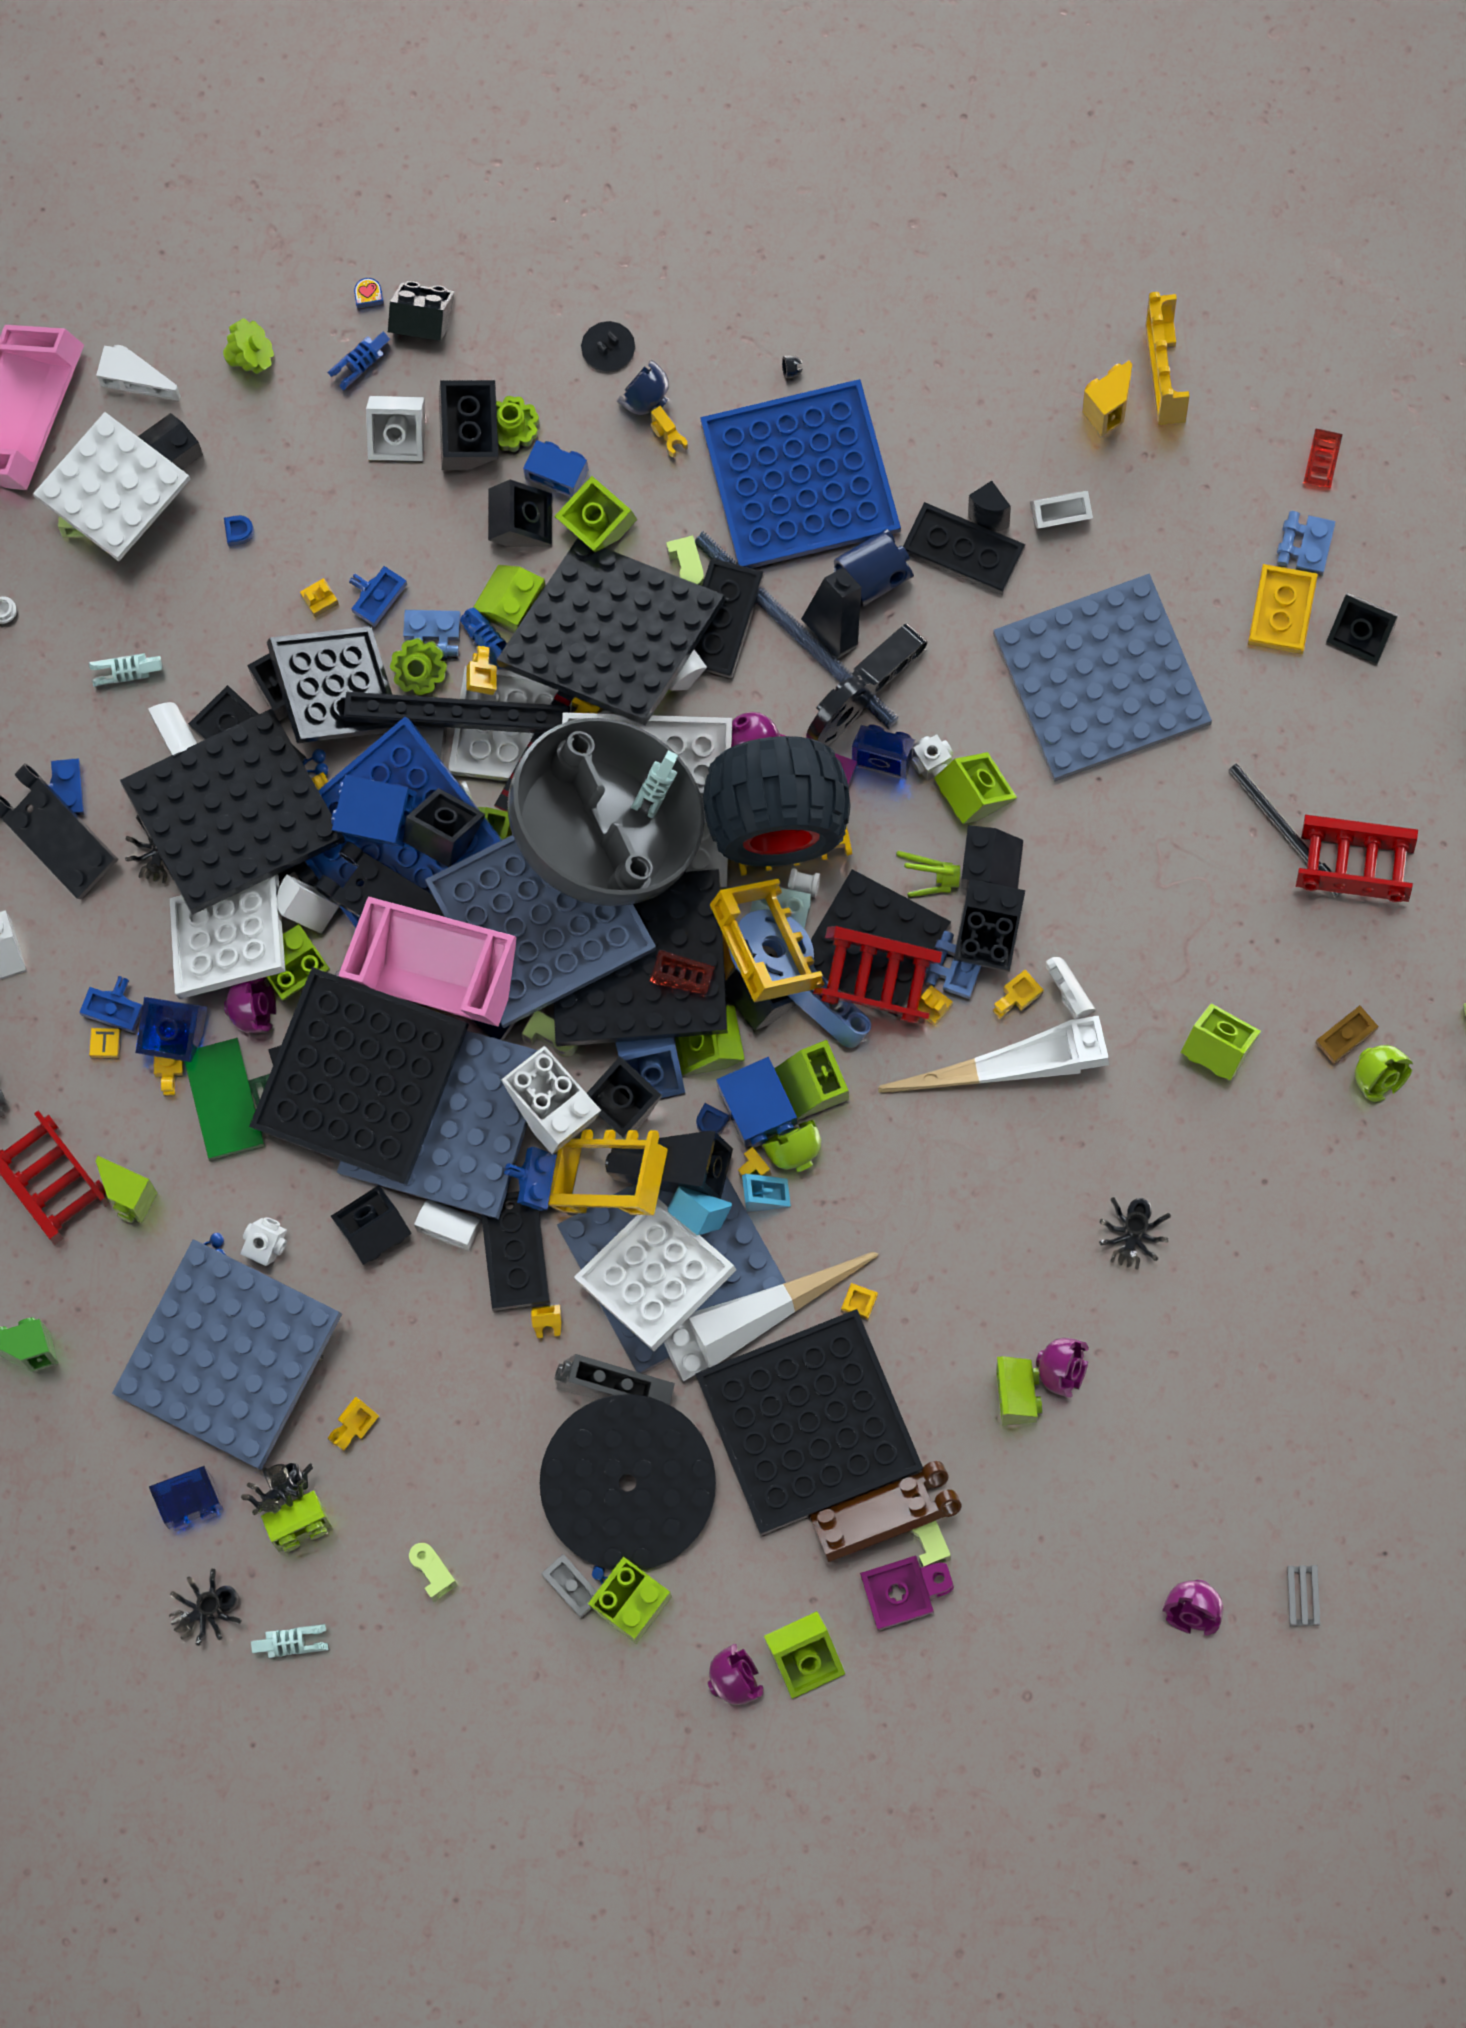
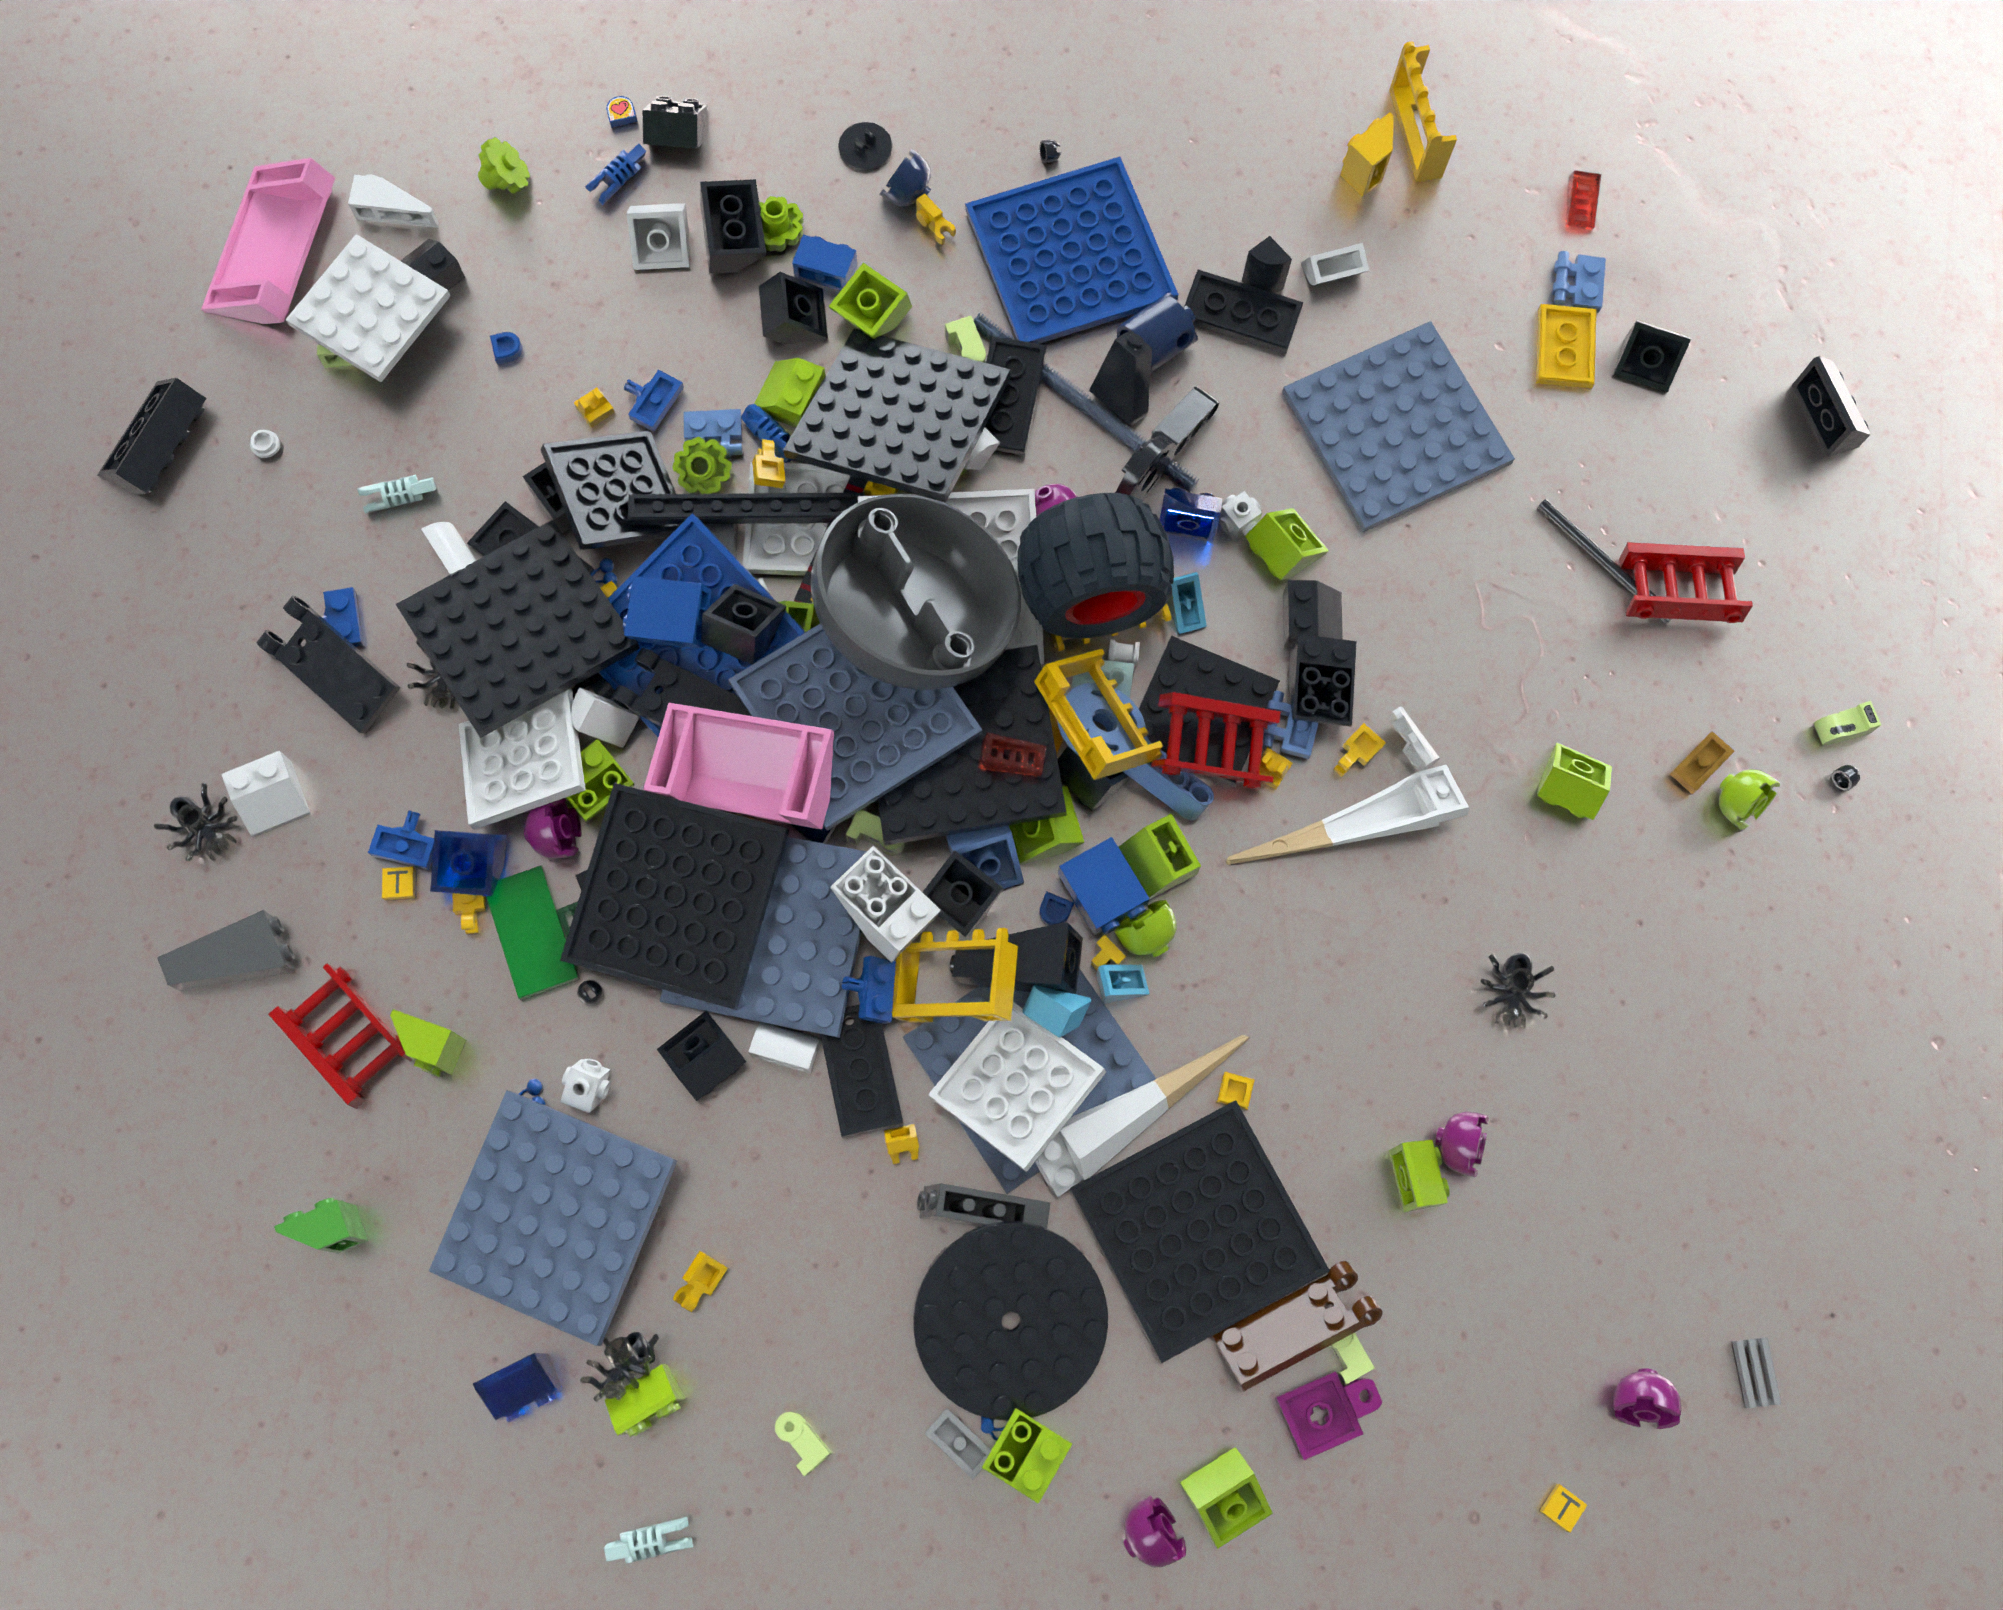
camera: 15 degrees left, 0 degrees up
(209, 1606) = (550, 1511): animal -> none
(268, 1163) = (595, 987): none -> black hinge
(657, 784) = (966, 559): light aqua hinge -> none
(869, 839) = (1187, 603): none -> medium azure slope
(946, 873) = (1268, 633): lime plant -> none
(1107, 1694) = (1563, 1508): none -> yellow tile

